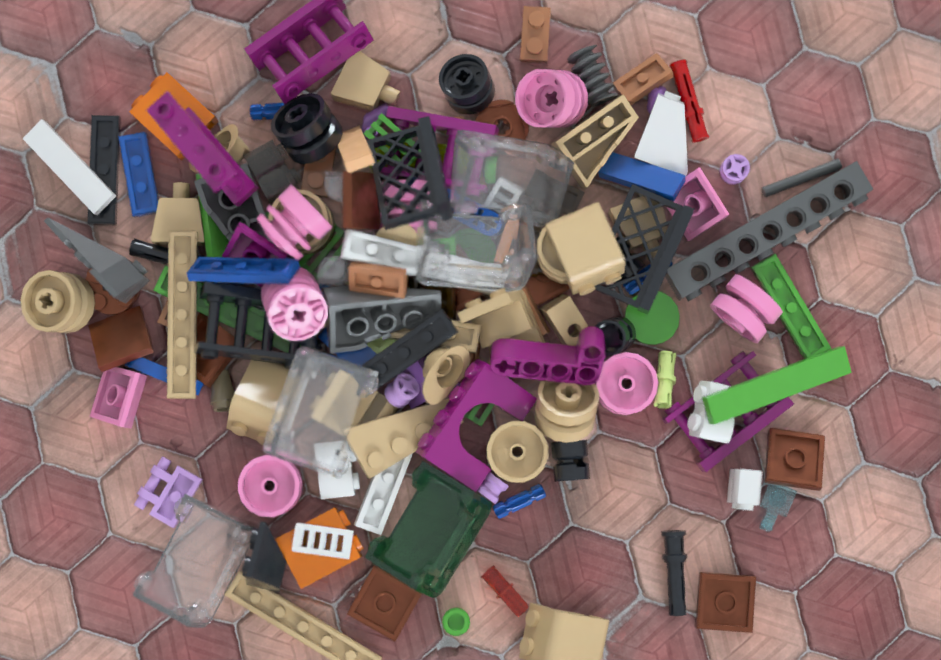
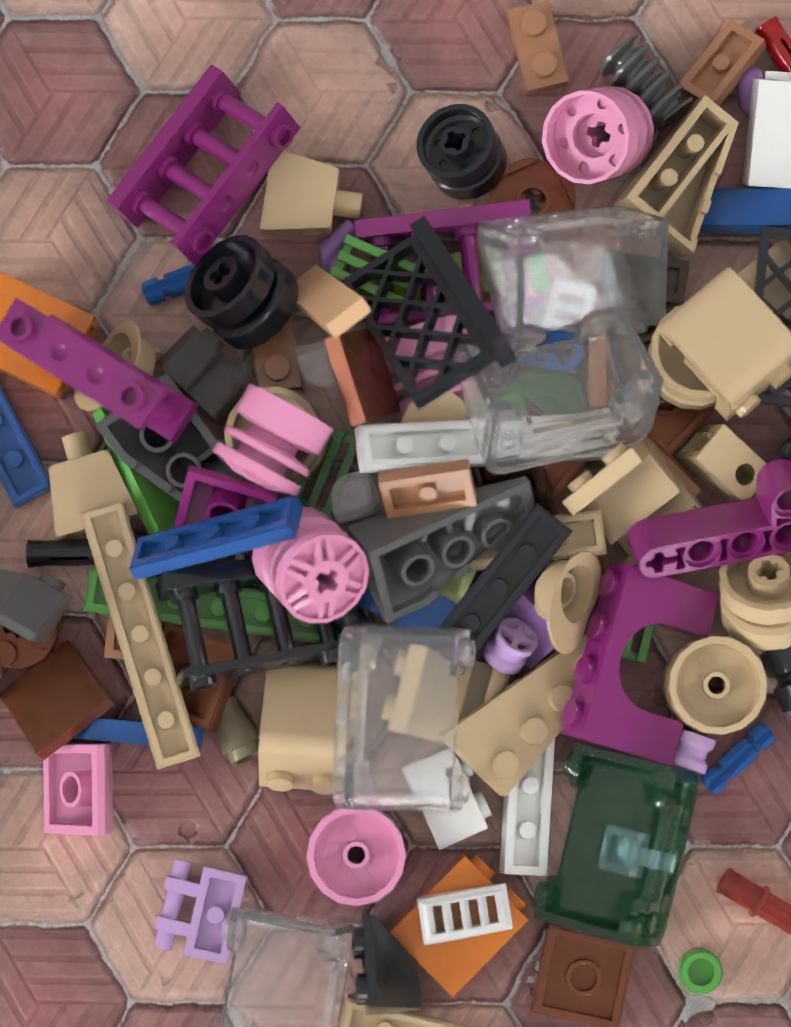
camera: 20 degrees left, 0 degrees up
(433, 536) = (628, 852): none -> clear light blue plate

